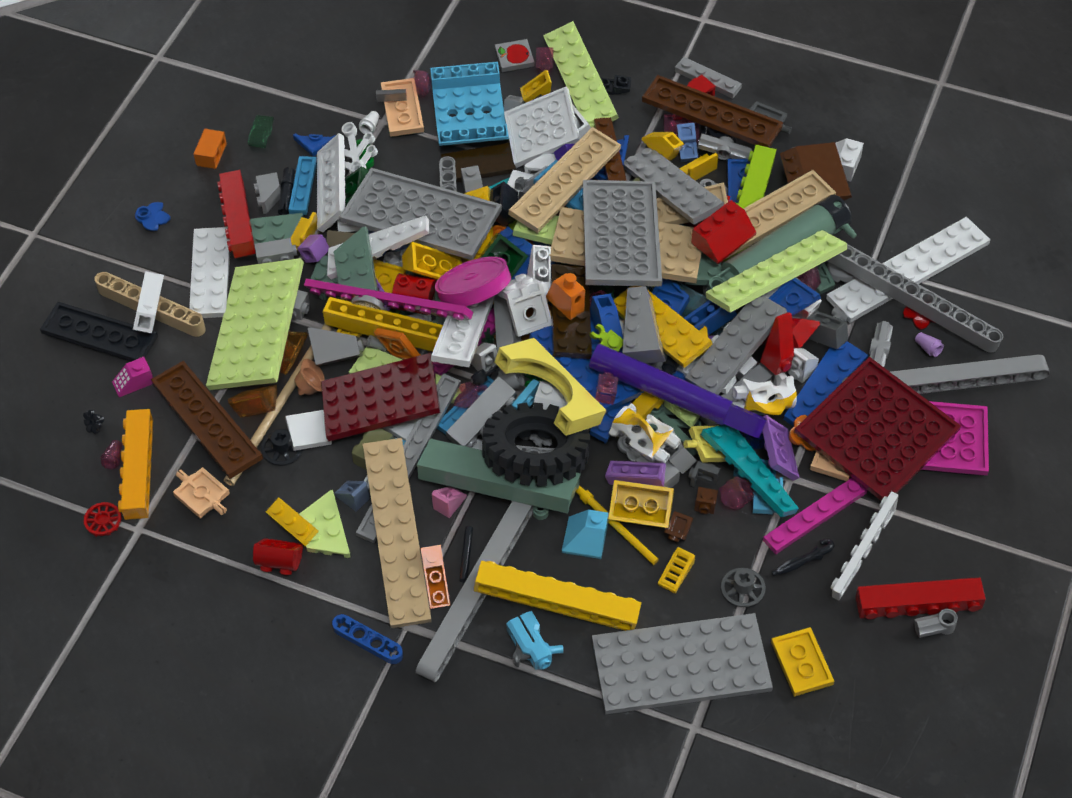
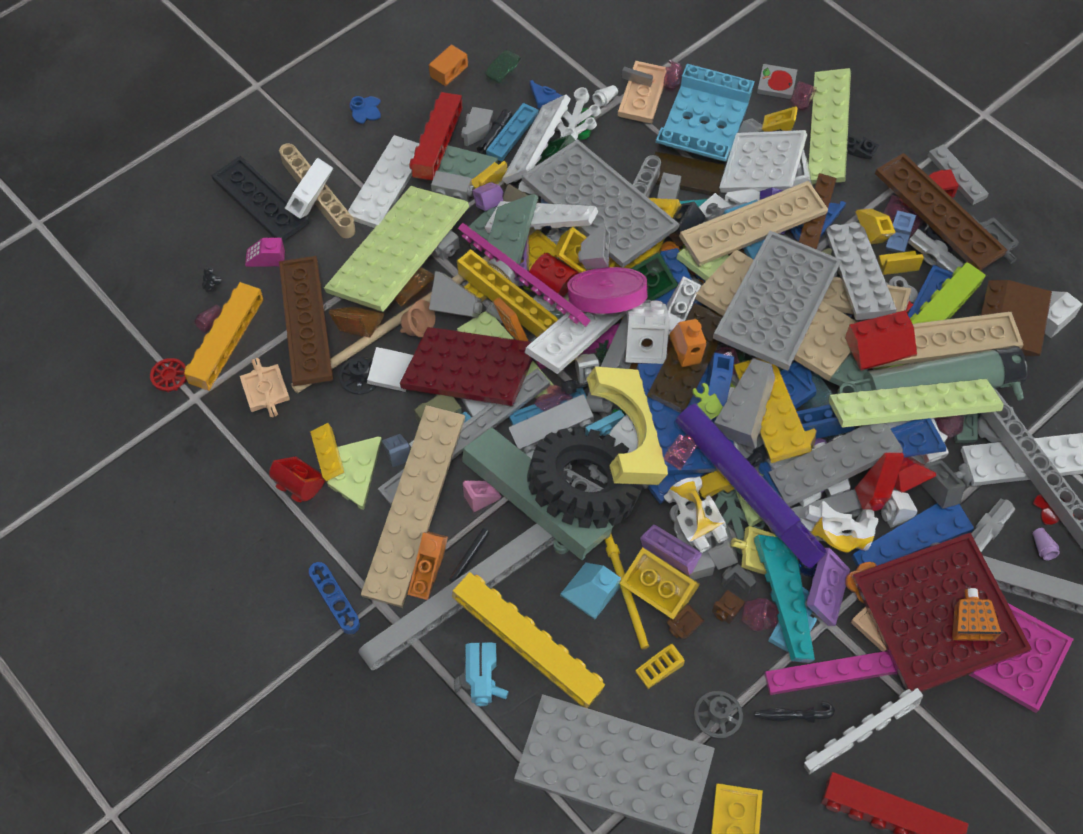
camera: 25 degrees right, 5 degrees up
(443, 252) = (595, 249): none -> light grey slope
(907, 420) = (975, 618): none -> orange torso

